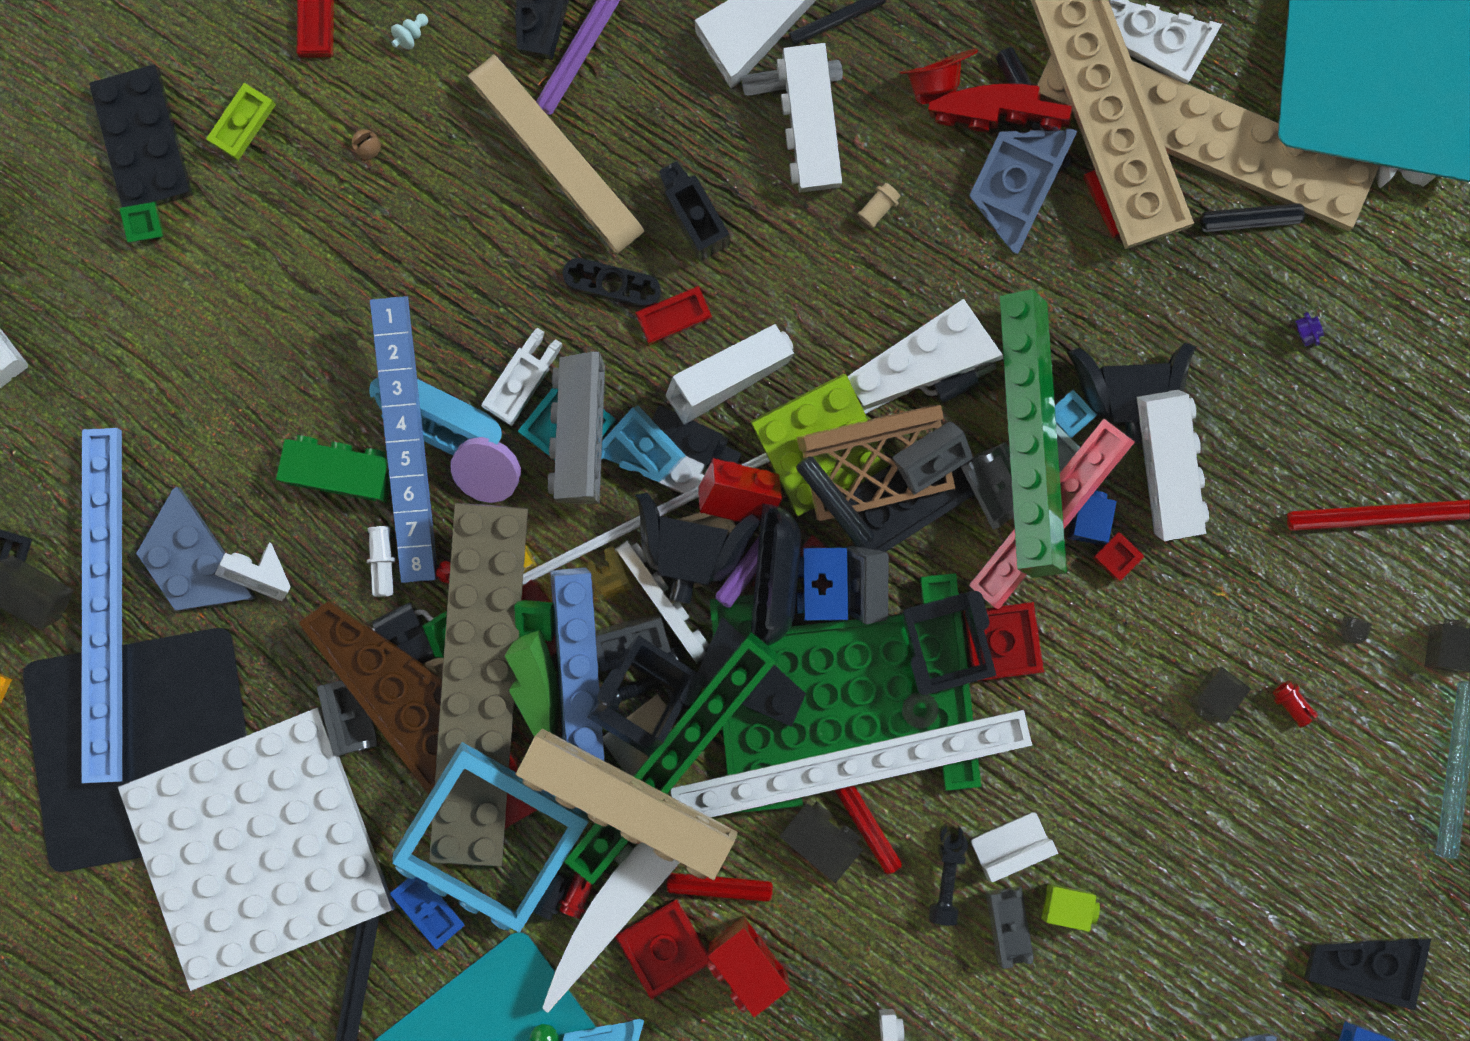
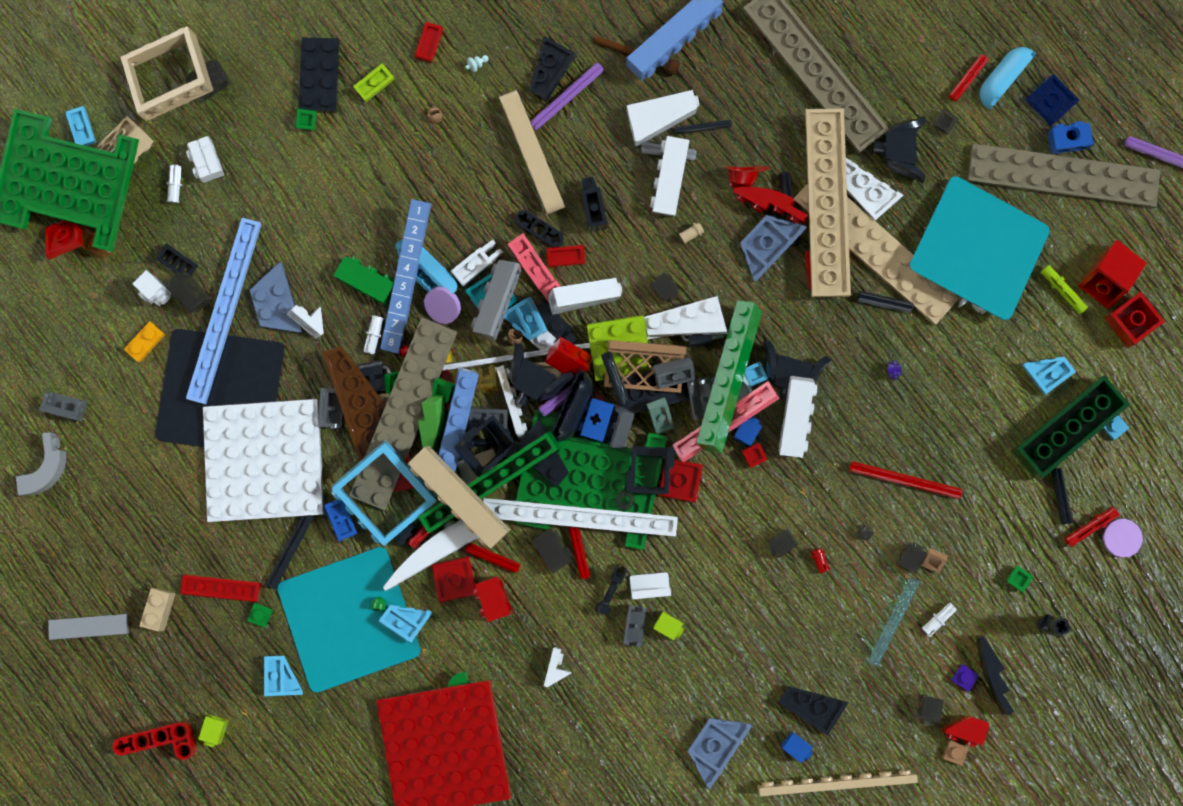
camera: 15 degrees right, 0 degrees up
(622, 349) = (533, 265): none -> coral slope
(629, 484) = (514, 336): none -> medium nougat hinge
(865, 316) = (664, 288): none -> clear smoke brick
(933, 540) = (660, 416): none -> sand green plate

